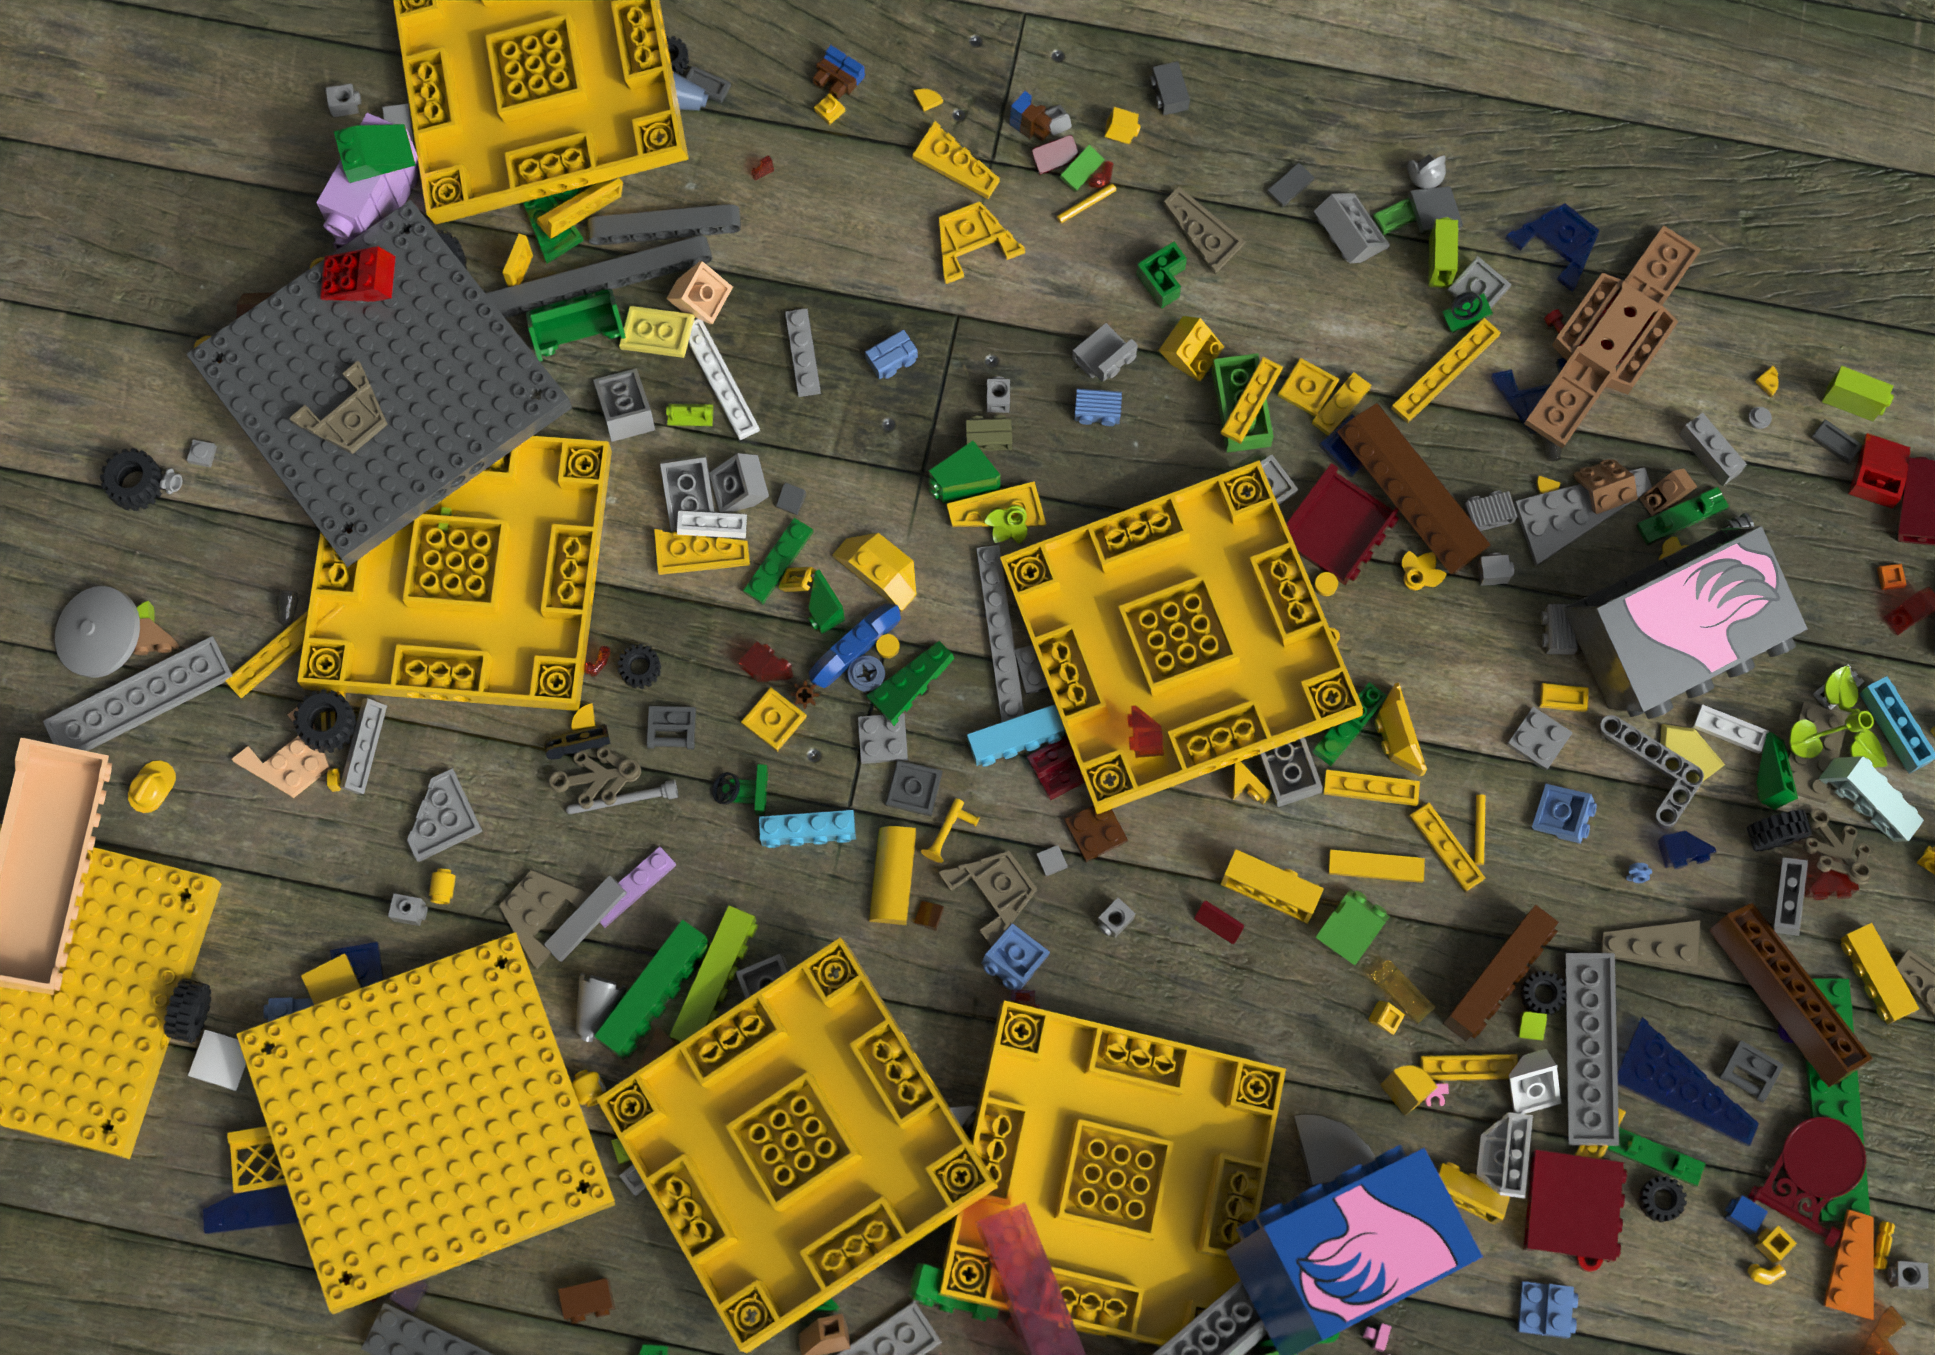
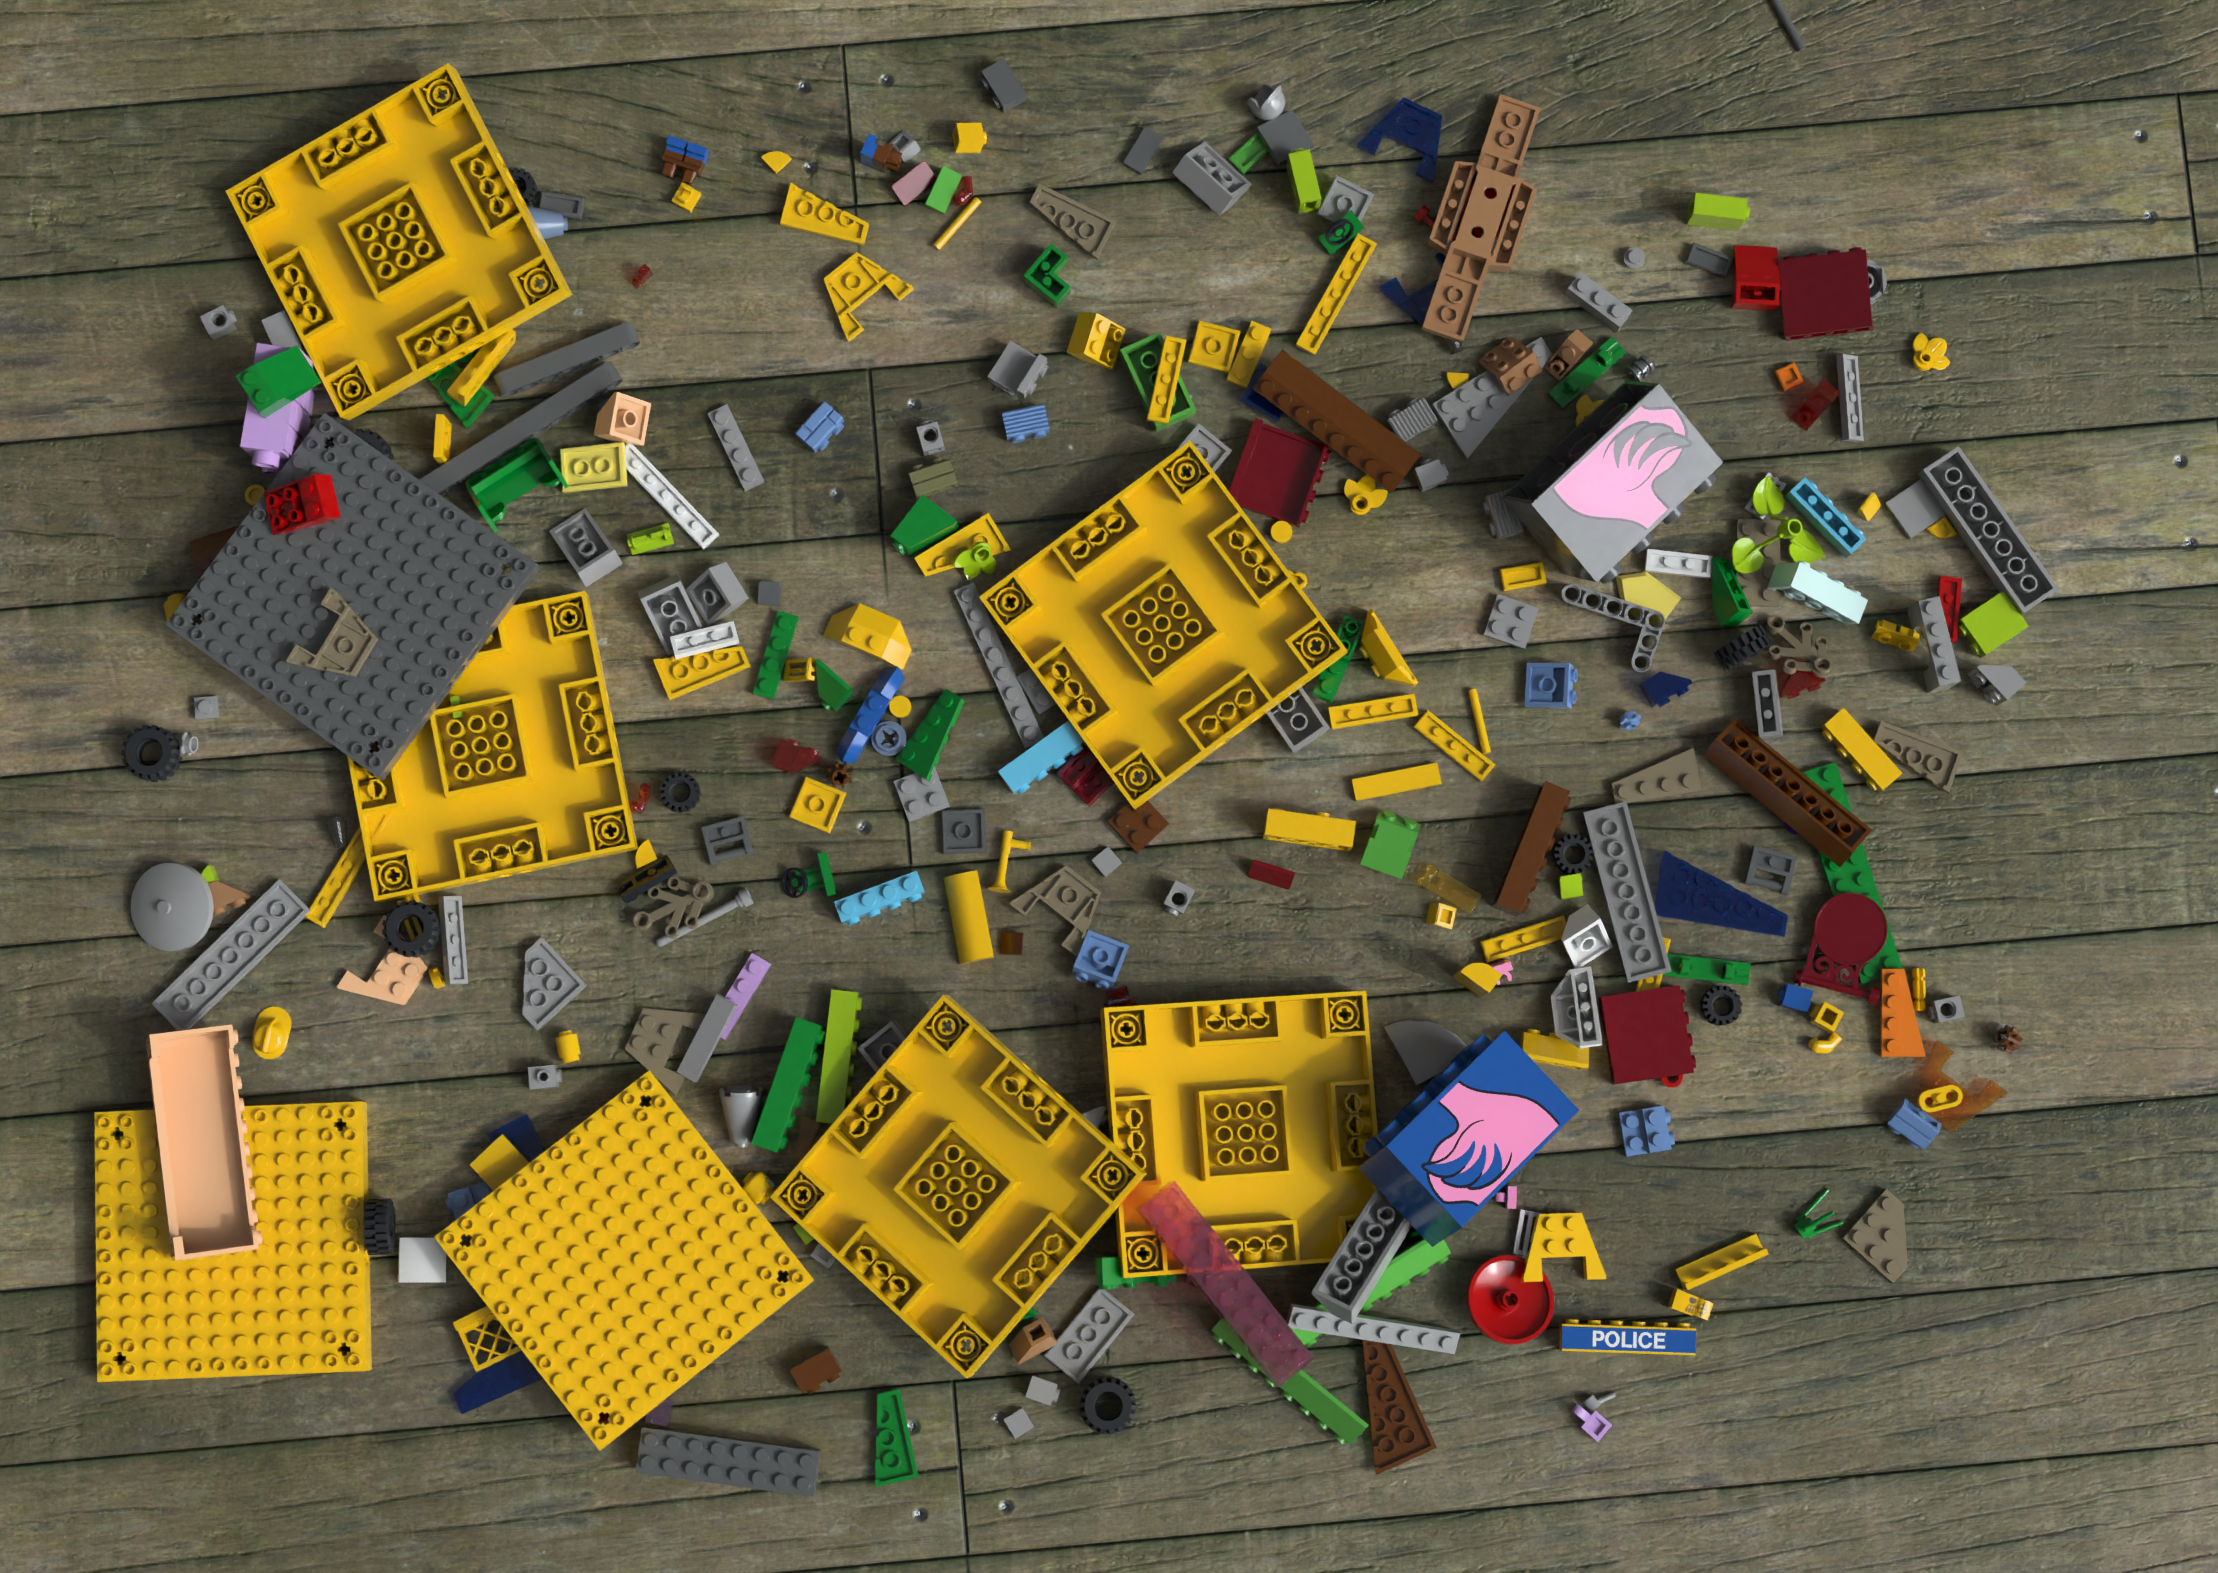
camera: 20 degrees left, 10 degrees up
(1147, 734) = (1160, 729): clear red slope -> none
(1245, 779) = (1257, 737): yellow slope -> none
(1769, 381) = (1634, 219): yellow tile -> none

